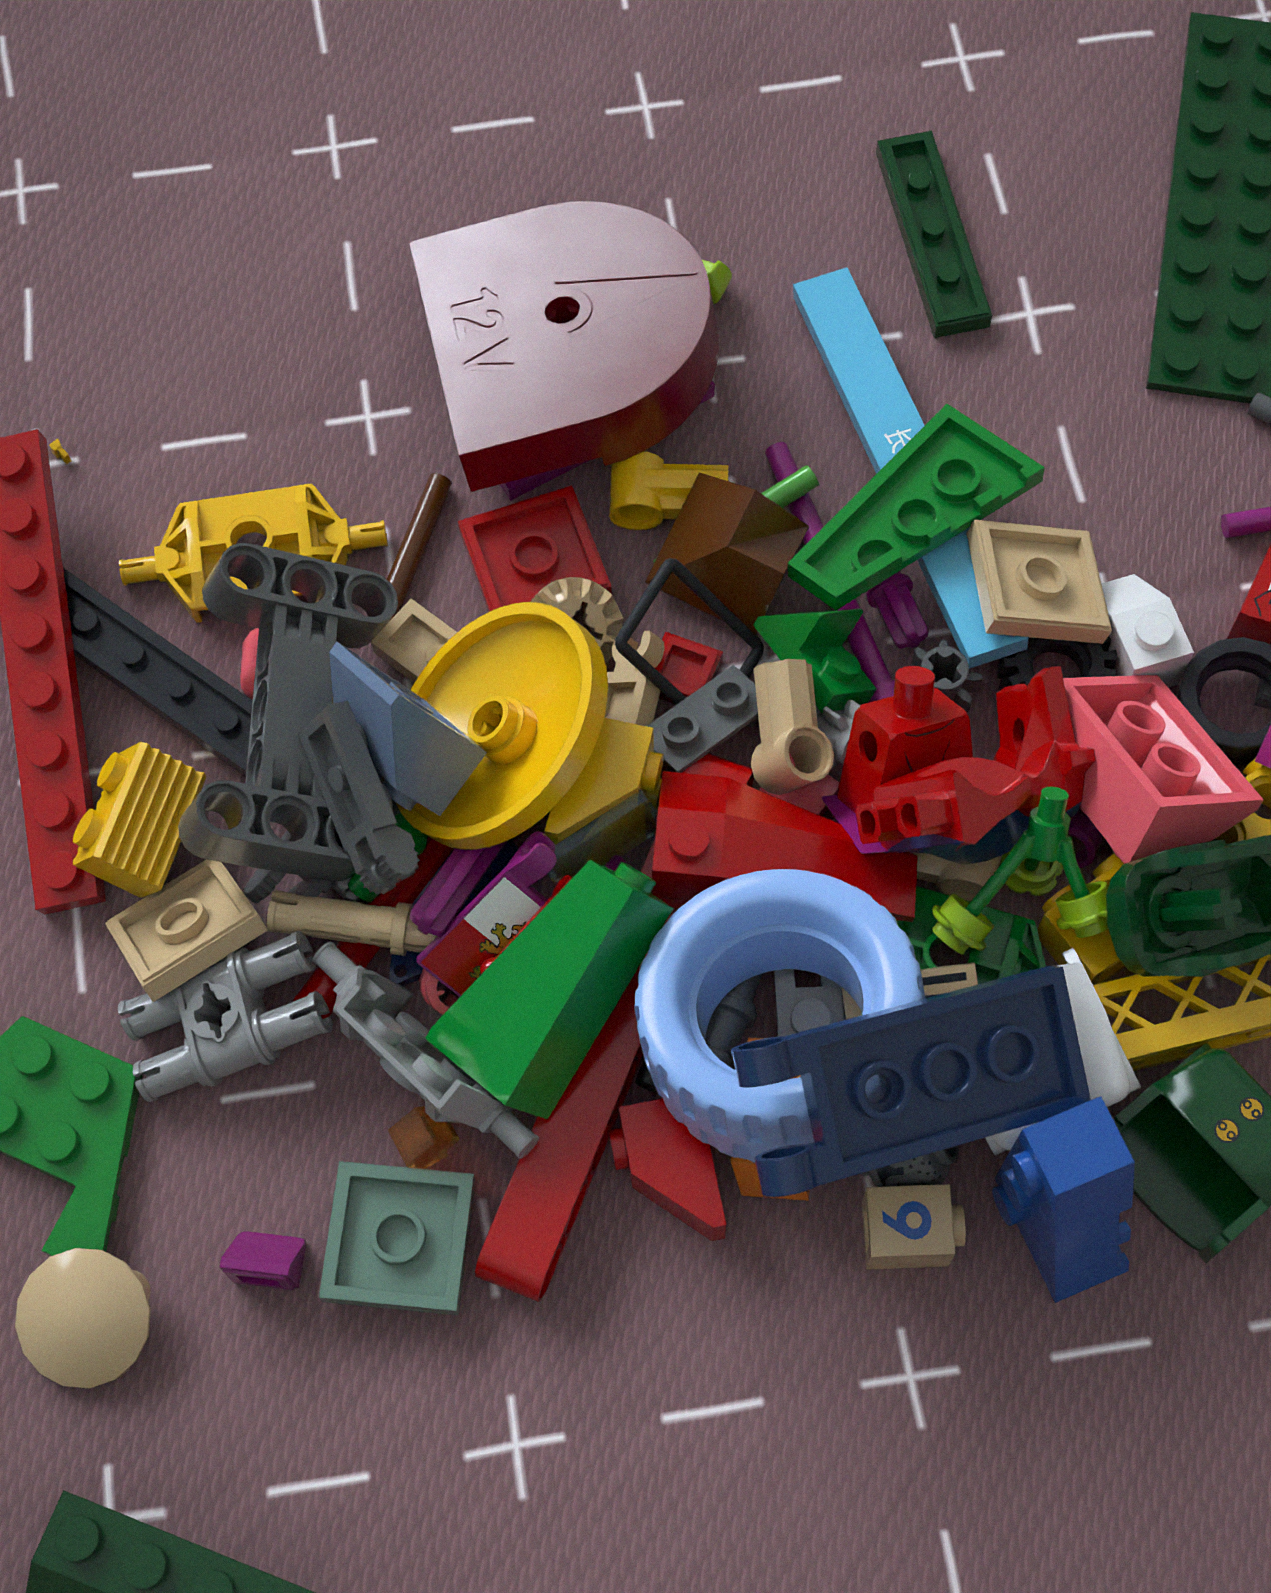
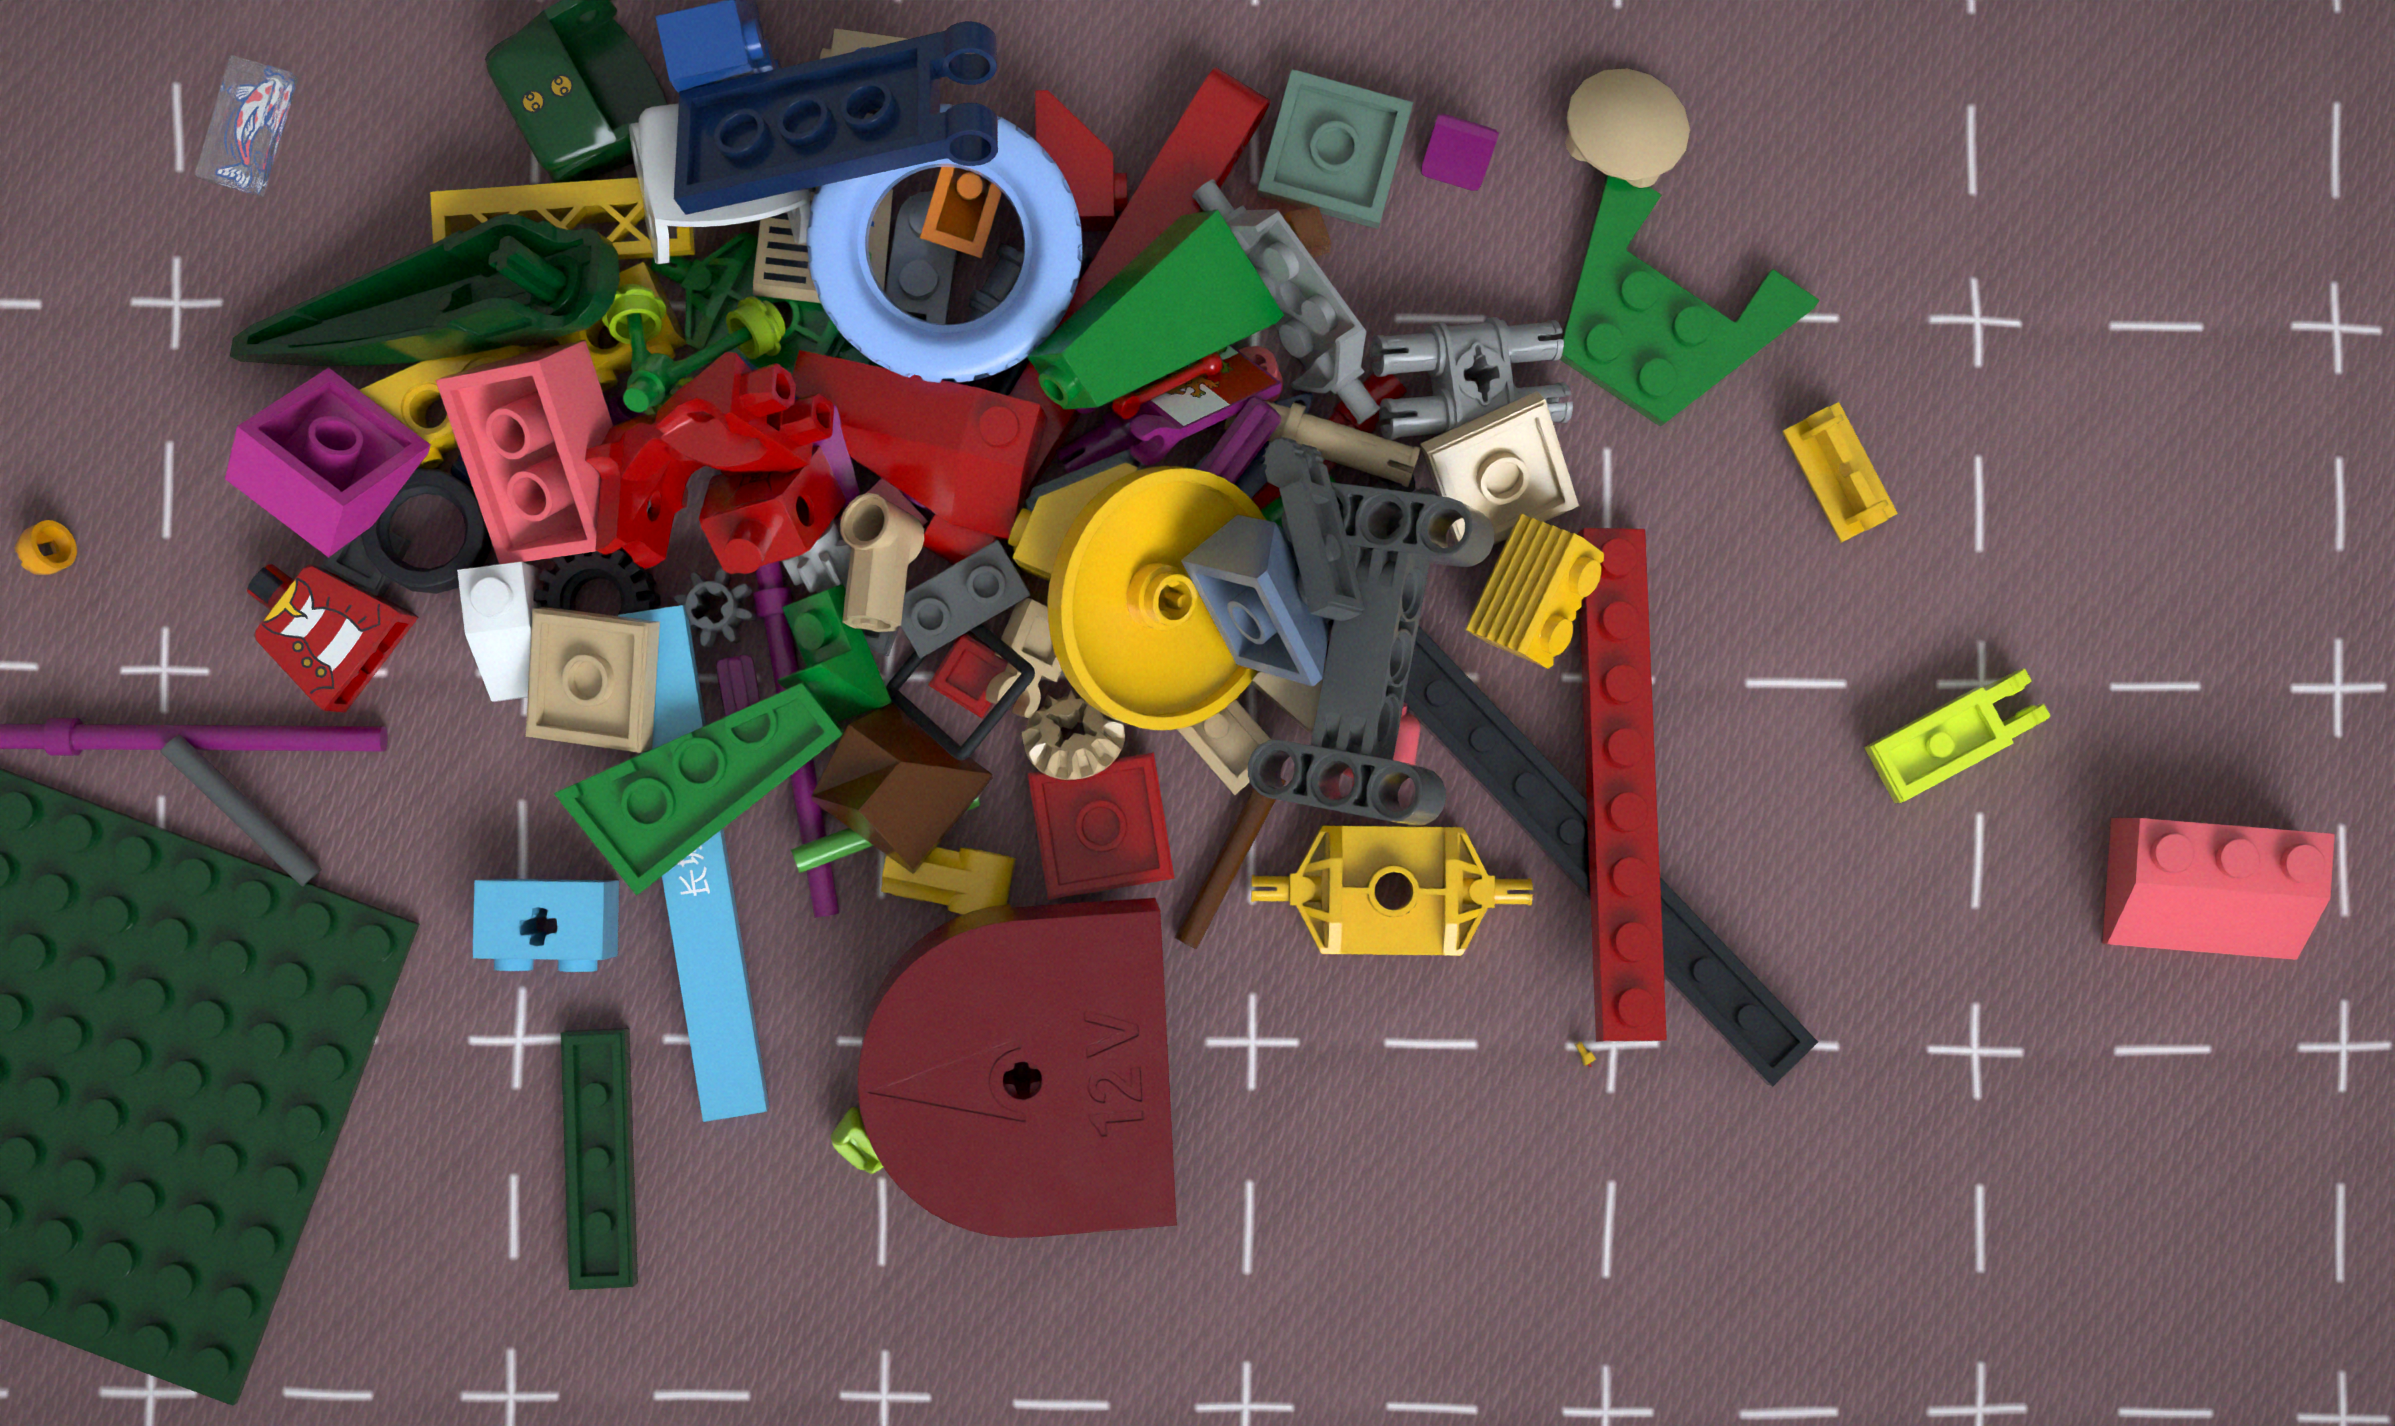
camera: 175 degrees left, 20 degrees up
(1032, 393) = (508, 916): none -> medium azure brick

